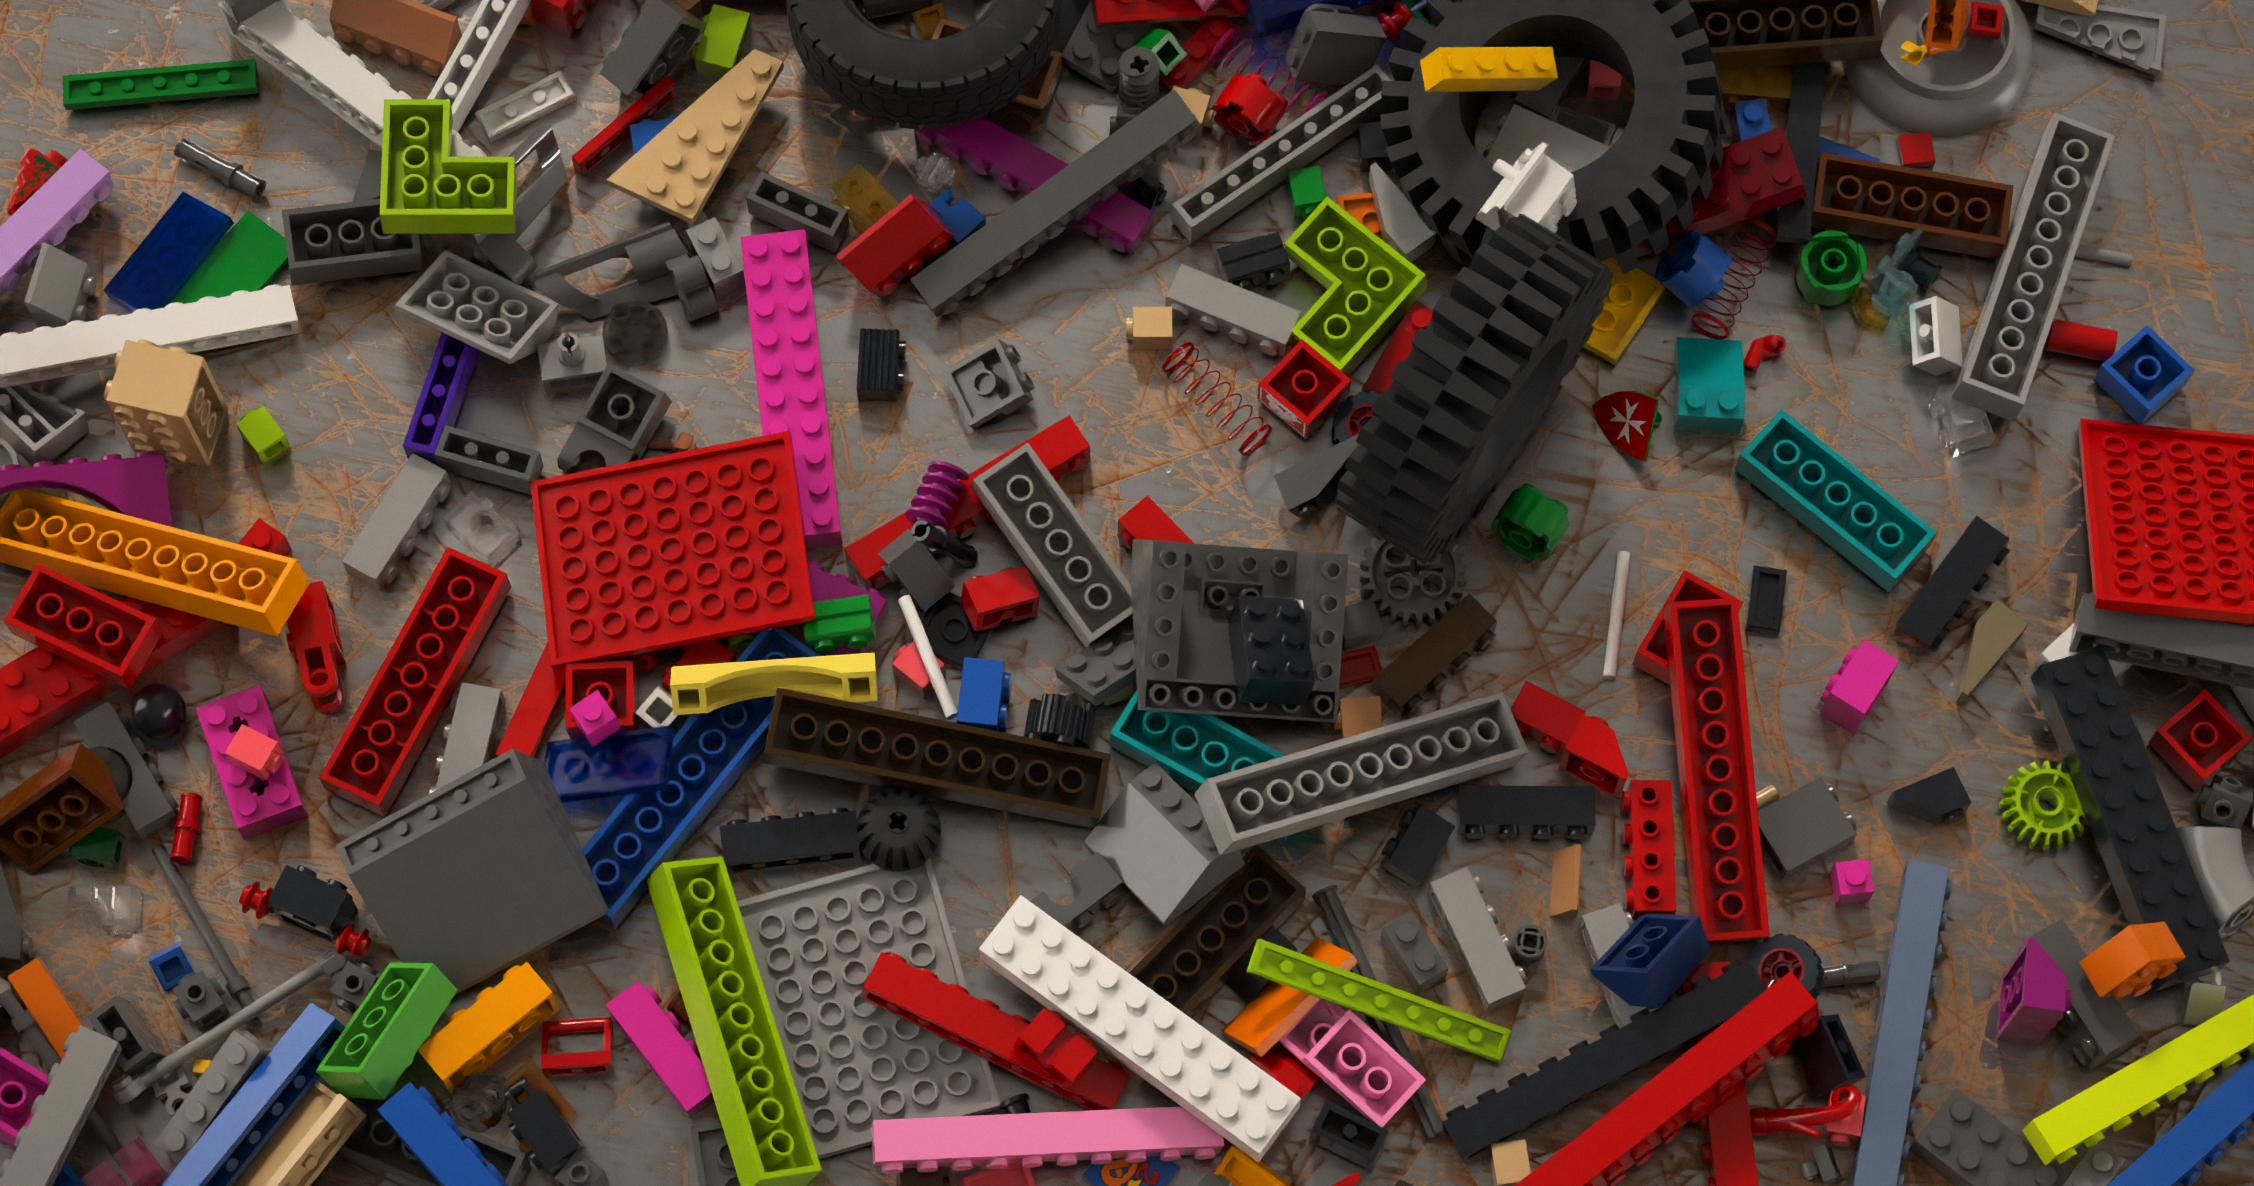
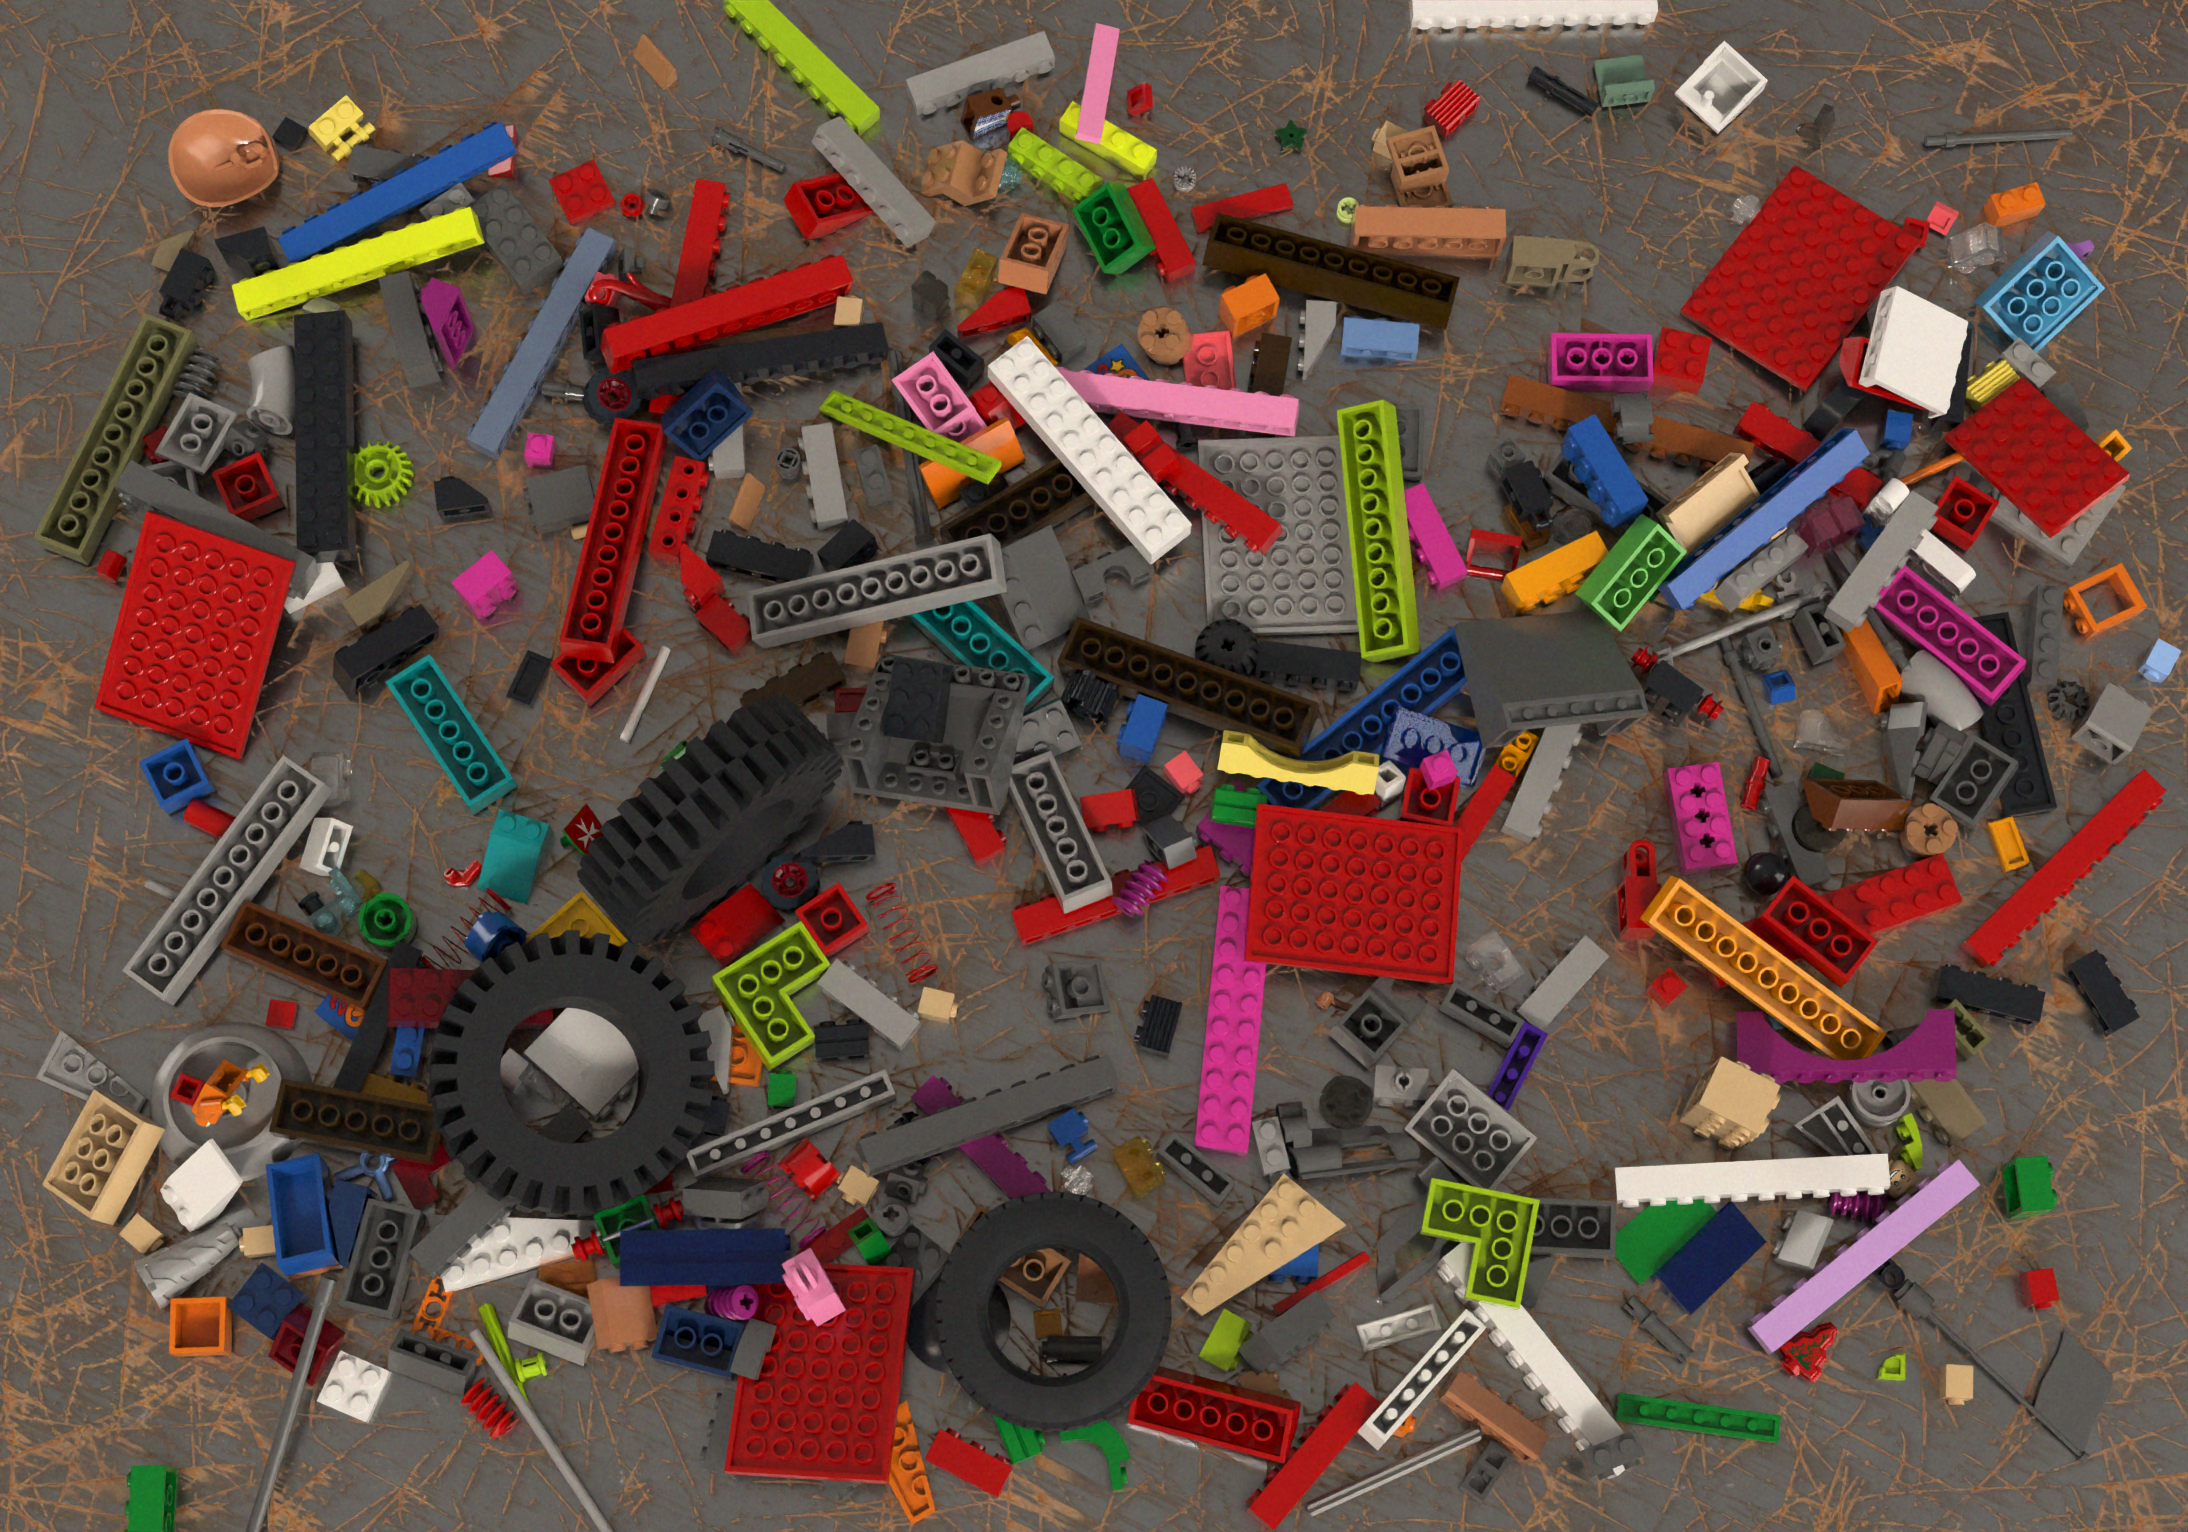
camera: 170 degrees left, 5 degrees up
(254, 752) = (1698, 805): coral brick -> none
(262, 434) = (1655, 1084): lime brick -> none
(343, 982) = (1643, 637): dark grey brick -> none
(415, 682) = (1566, 849): red brick -> none
(896, 246) = (1123, 1110): red slope -> none
(928, 657) = (1176, 770): white bar -> none
(939, 541) = (1147, 851): black pin -> none
(1488, 69) = (614, 1103): yellow brick -> none
(1531, 188) = (620, 973): white piece -> none
(2133, 960) = (365, 321): orange brick -> none

